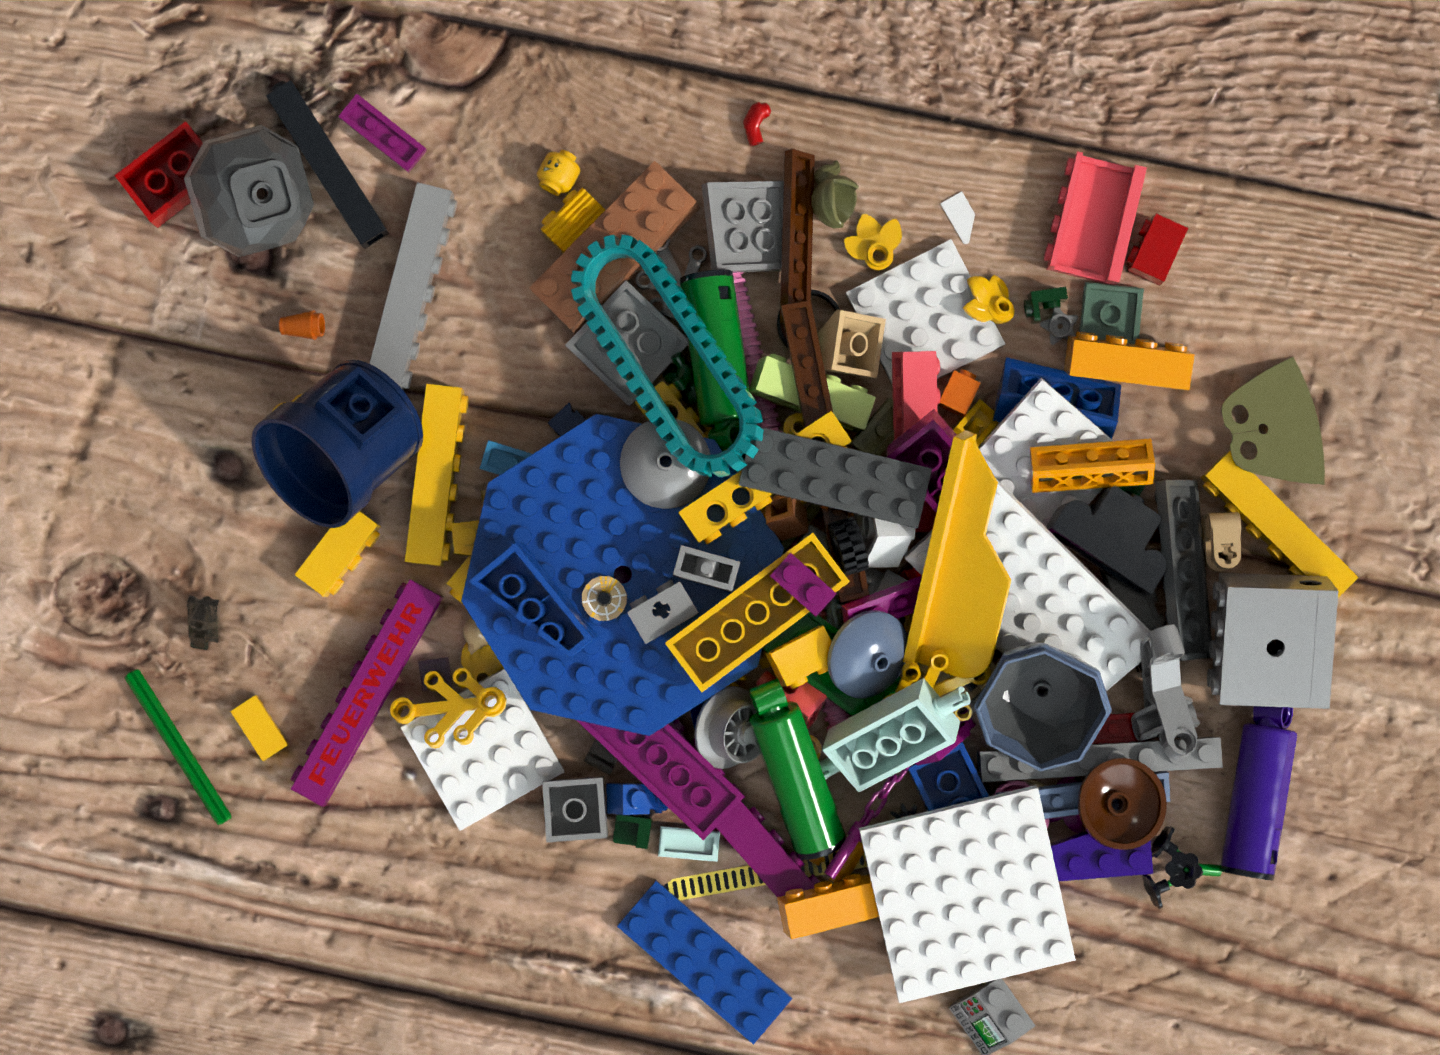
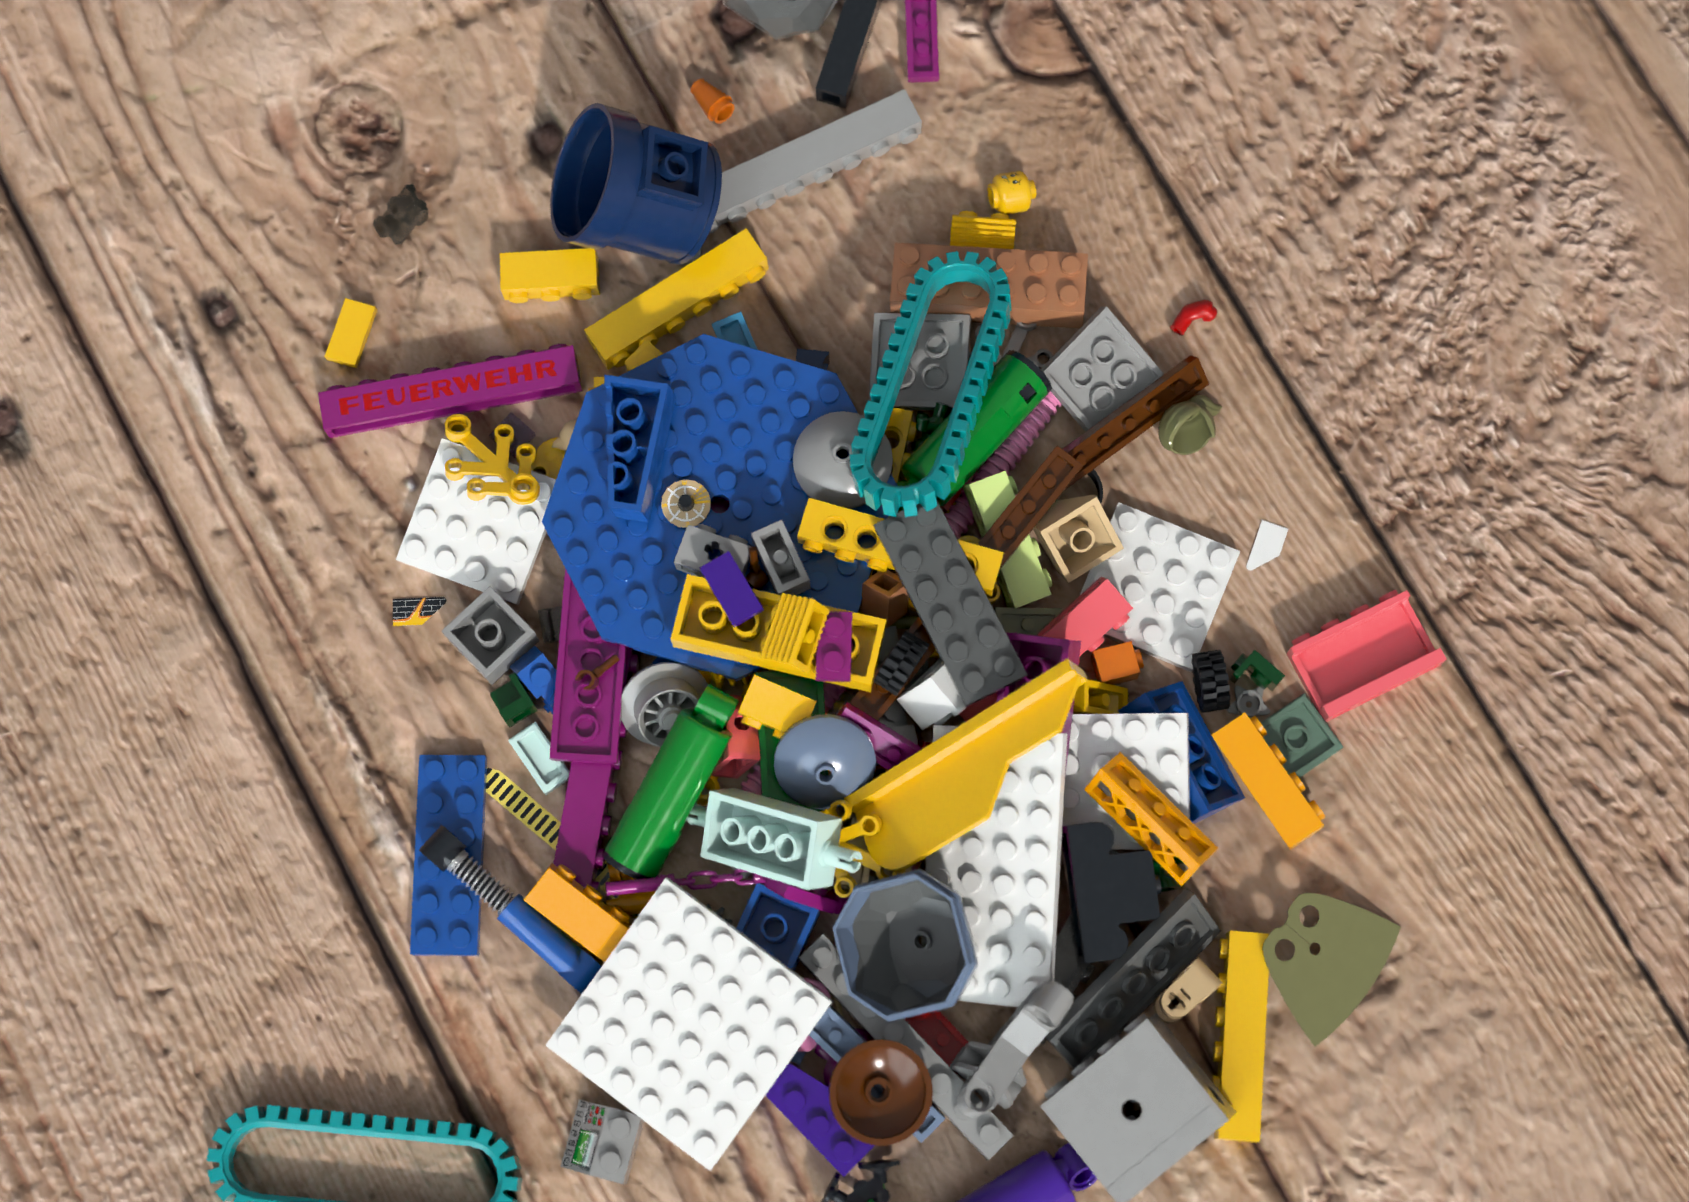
camera: 55 degrees right, 10 degrees down
(178, 747) = (281, 283): green axle -> none
(507, 845) = (415, 610): none -> sticker
(671, 757) = (597, 672): none -> reddish brown hand
(700, 594) = (756, 577): none -> reddish brown hand
(703, 622) = (731, 589): none -> dark purple tile
(773, 606) = (793, 633): none -> yellow brick
(856, 938) = (514, 913): none -> piece
(873, 238) = (1184, 489): yellow plate -> none
(988, 298) = (1216, 622): yellow plate -> none
(1026, 339) = (1211, 681): none -> black tyre
(1157, 248) = (1386, 728): red piece -> none

